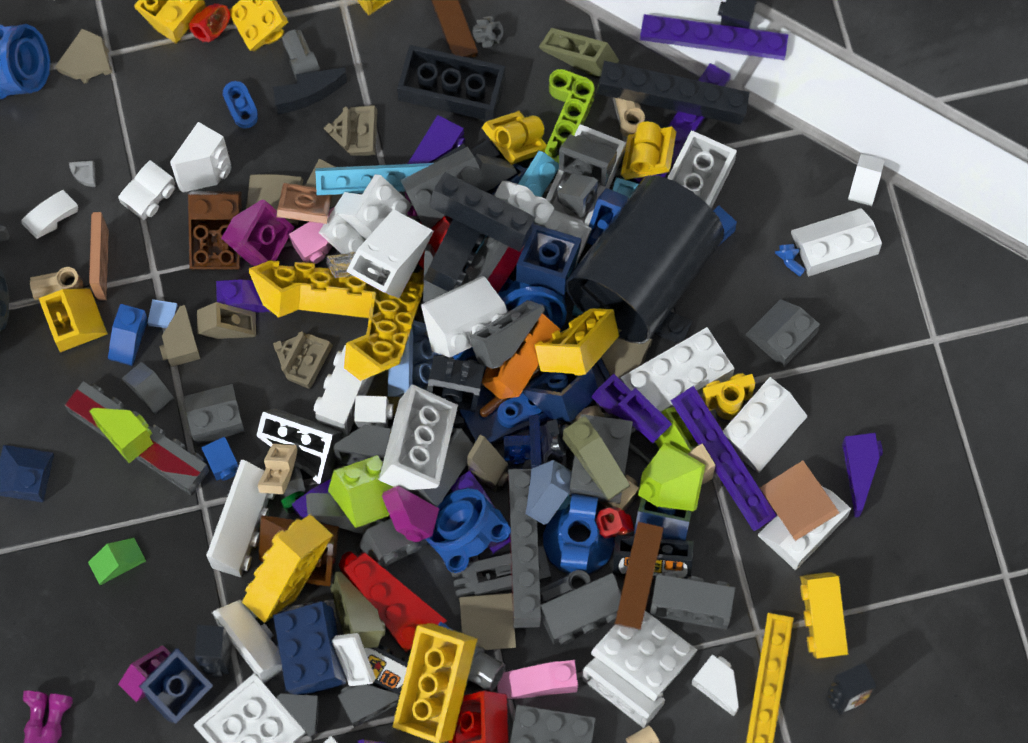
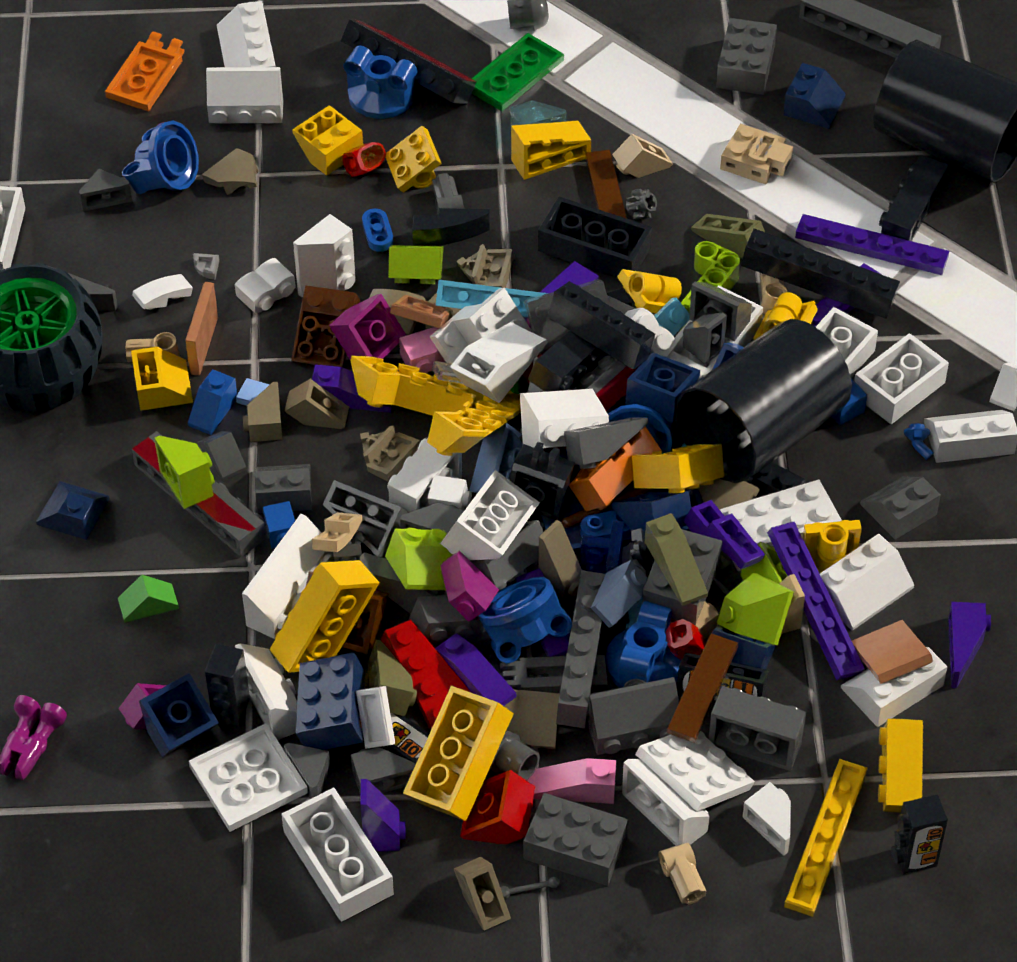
camera: 10 degrees right, 20 degrees down
(285, 137) = (415, 262): none -> lime slope
(432, 589) = (475, 670): none -> dark purple slope
(764, 195) = (901, 378): none -> white brick

